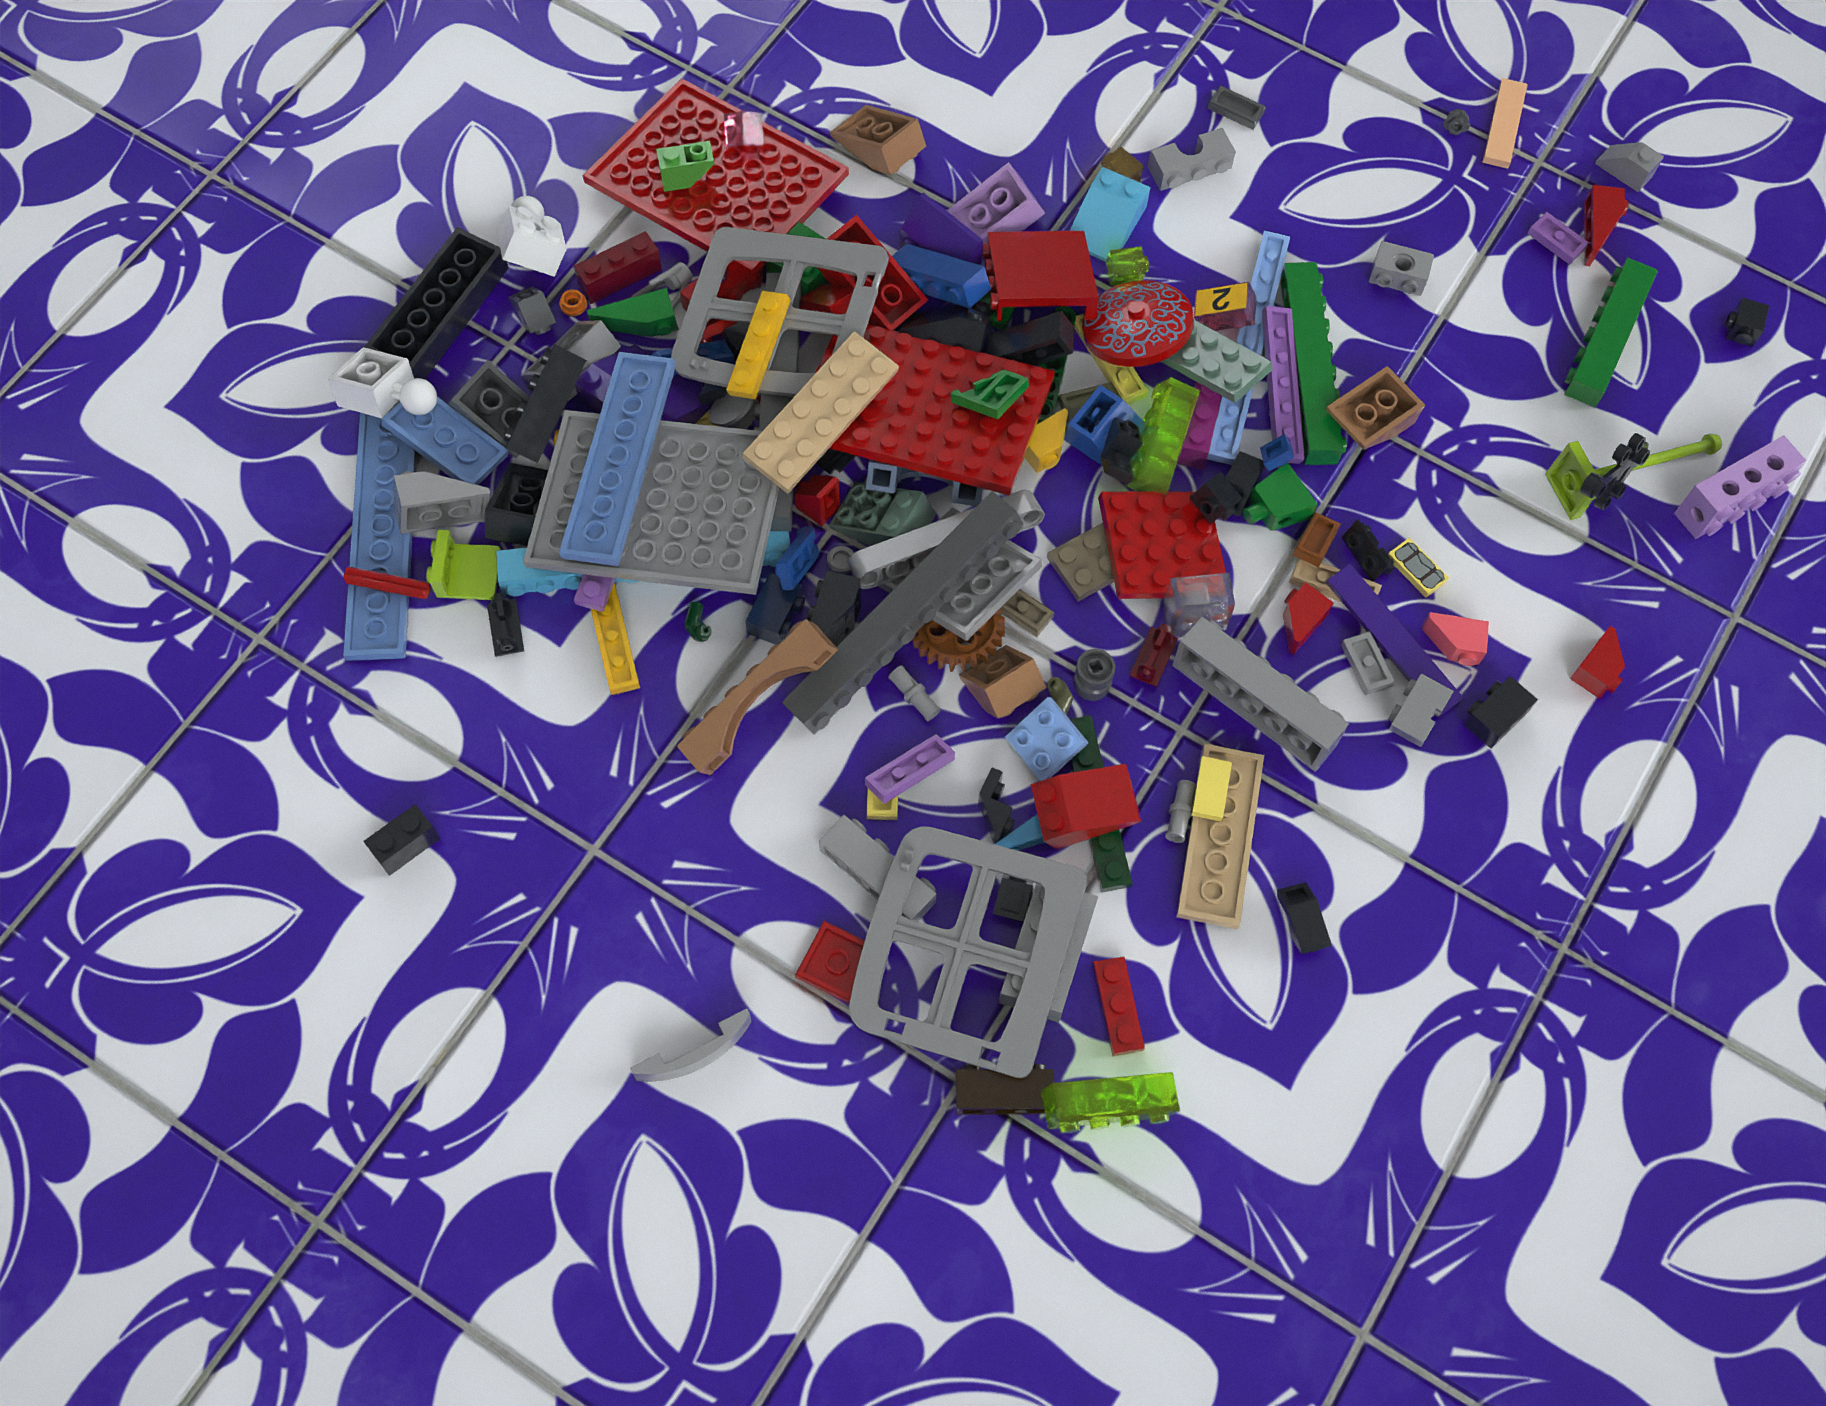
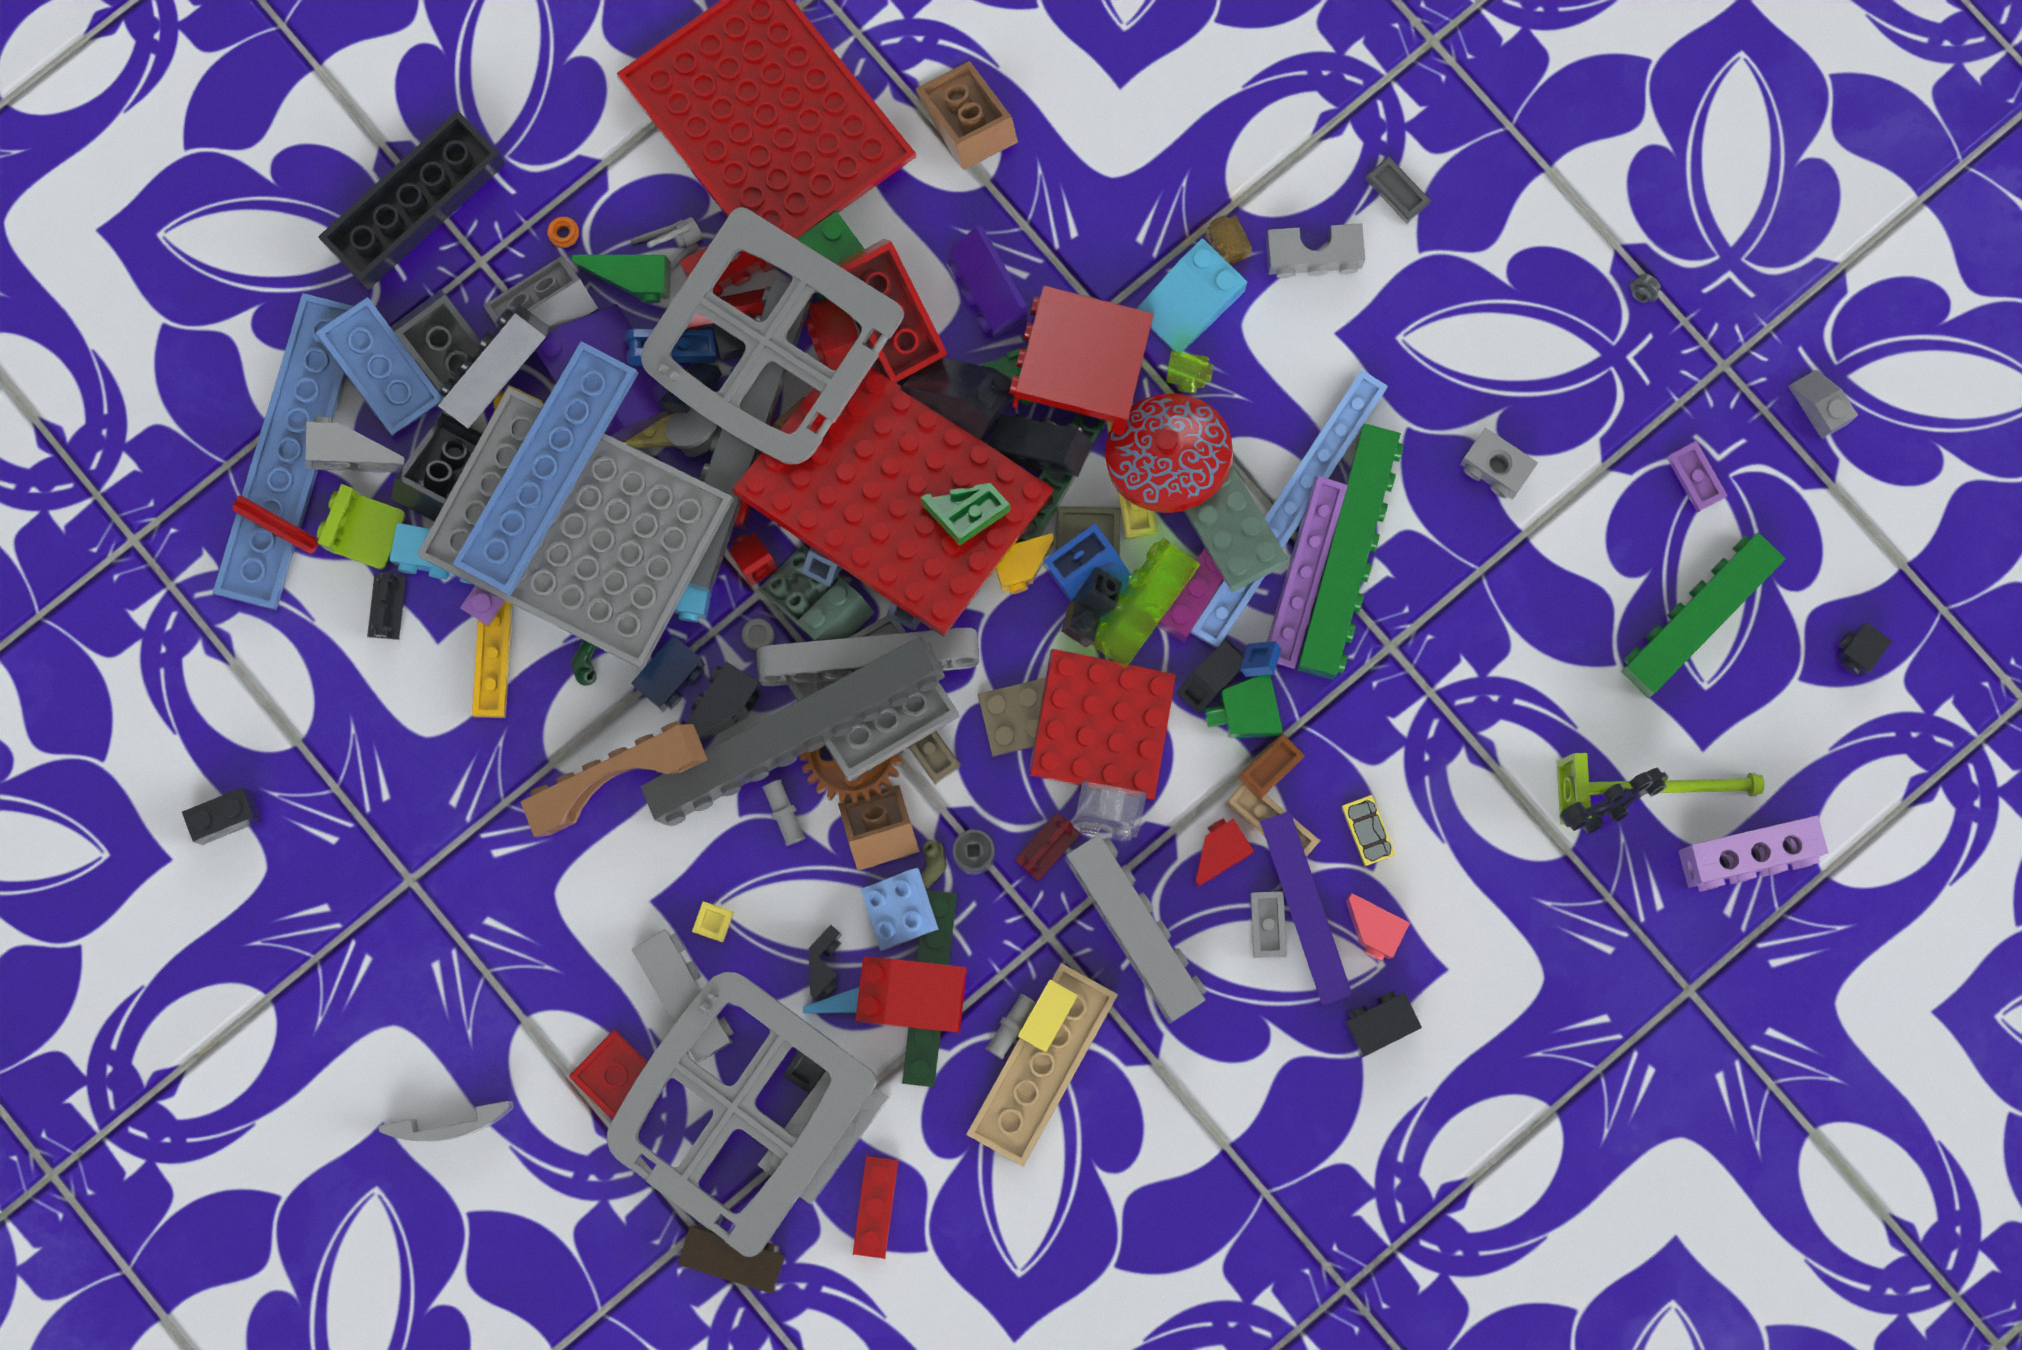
camera: 20 degrees right, 15 degrees up
(377, 382) = (323, 285): white brick -> none
(530, 237) = (532, 146): white brick -> none
(533, 310) = (515, 229): dark grey slope -> none
(618, 267) = (623, 204): dark red brick -> none
(684, 164) = (728, 103): bright green slope -> none
(743, 129) = (811, 71): clear pink panel -> none
(758, 345) = (734, 373): yellow plate -> none
(797, 559) = (706, 629): blue plate -> none
(820, 412) = (771, 484): tan plate -> none
(909, 768) = (750, 897): medium lavender plate -> none
(944, 275) = (966, 330): blue brick -> none
(998, 205) = (1067, 250): lavender slope -> none
(1110, 1101) = (828, 1305): clear neon green brick -> none
(1216, 498) = (1174, 693): black brick -> none
(1226, 306) = (1276, 459): brick -> none
(1304, 917) = (1091, 1178): black slope -> none
(1364, 548) = (1322, 810): black hinge -> none
(1377, 409) = (1388, 639): medium nougat slope -> none
(1414, 716) = (1288, 1003): light grey brick -> none
(1505, 123) = (1704, 303): light nougat tile -> none
(1601, 215) = (1762, 461): red slope -> none
(1601, 666) = (1514, 1004): red slope -> none

